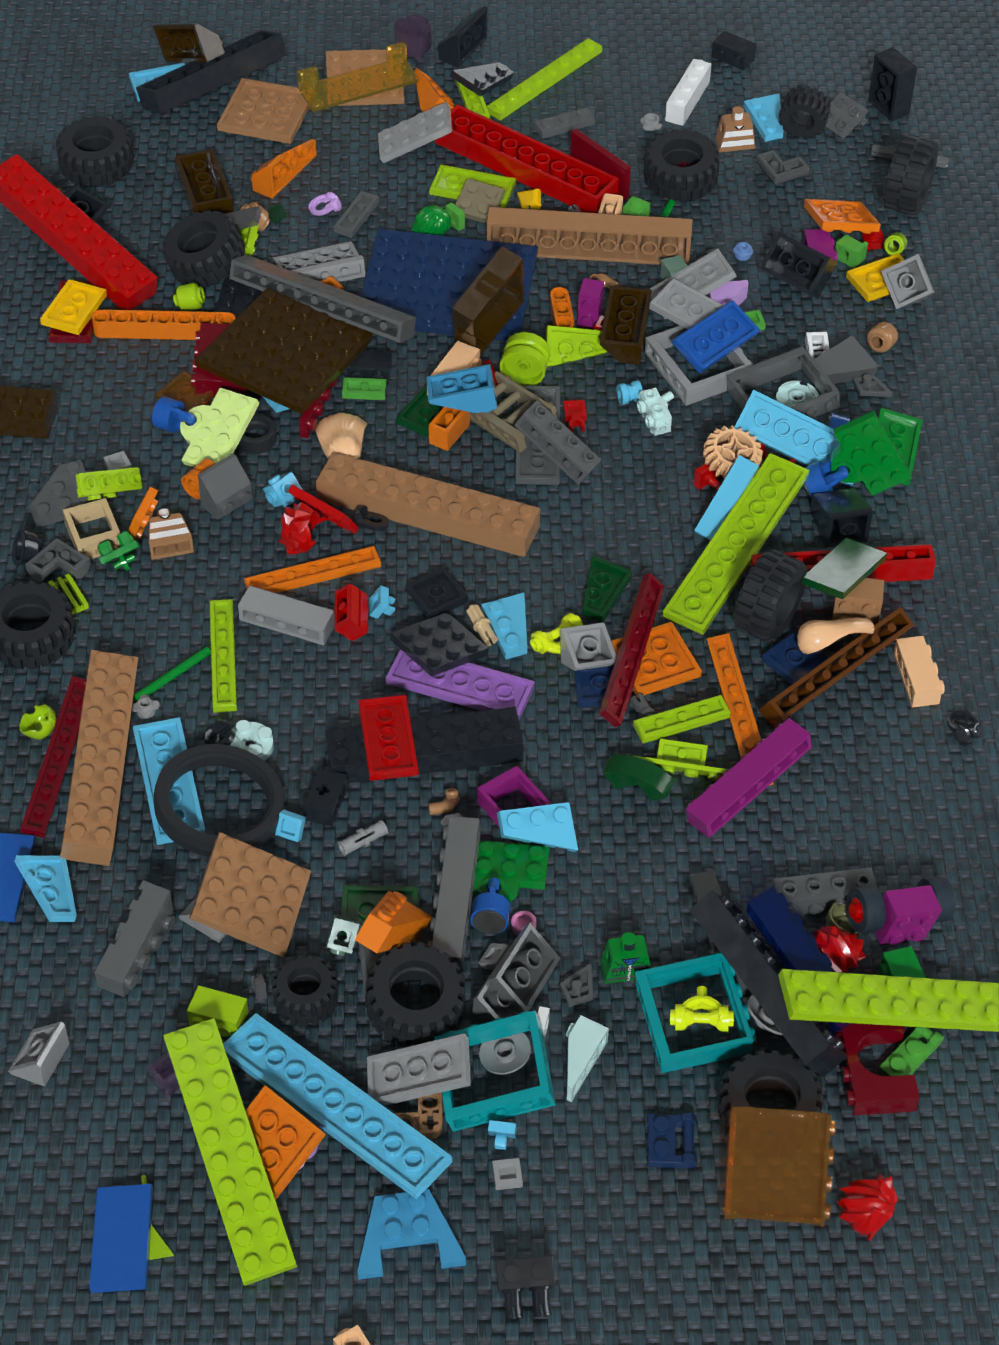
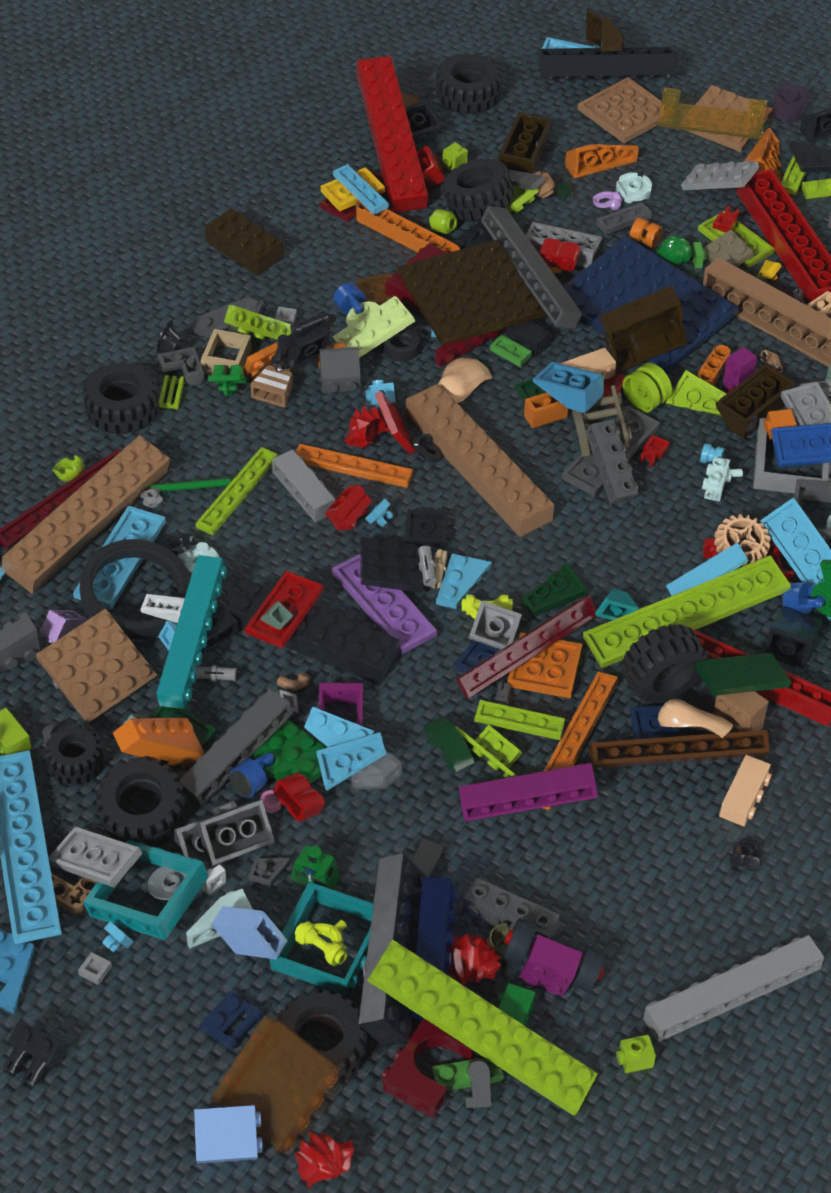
camera: 35 degrees right, 0 degrees up
(85, 302) = (360, 189): none -> medium azure tile
(137, 249) = (430, 167): none -> red brick
(145, 230) = (454, 156): none -> lime brick
(175, 876) = (60, 623): none -> lavender slope
(184, 474) = (304, 341): none -> black brick
(274, 791) = (165, 613): none -> white slope
(319, 809) = (191, 632): none -> teal brick
(331, 180) = (640, 190): none -> light aqua plate
(337, 273) = (560, 254): none -> red brick
(383, 217) = (646, 232): none -> orange wheel
(390, 746) = (277, 616): none -> sand green slope
(454, 172) = (726, 221): none -> red plate
(475, 626) = (428, 575): none -> light grey pin
(550, 903) = (298, 796): none -> red brick
(569, 840) = (349, 758): none -> medium azure wing
(598, 838) = (378, 774): none -> clear slope
(629, 1048) = (249, 932): none -> light blue brick
(670, 330) = (778, 419): none -> orange brick
(673, 570) = (616, 605): none -> teal slope
(767, 1240) = (227, 1134): none -> light blue brick
(936, 1055) = (480, 1085): none -> dark grey leg

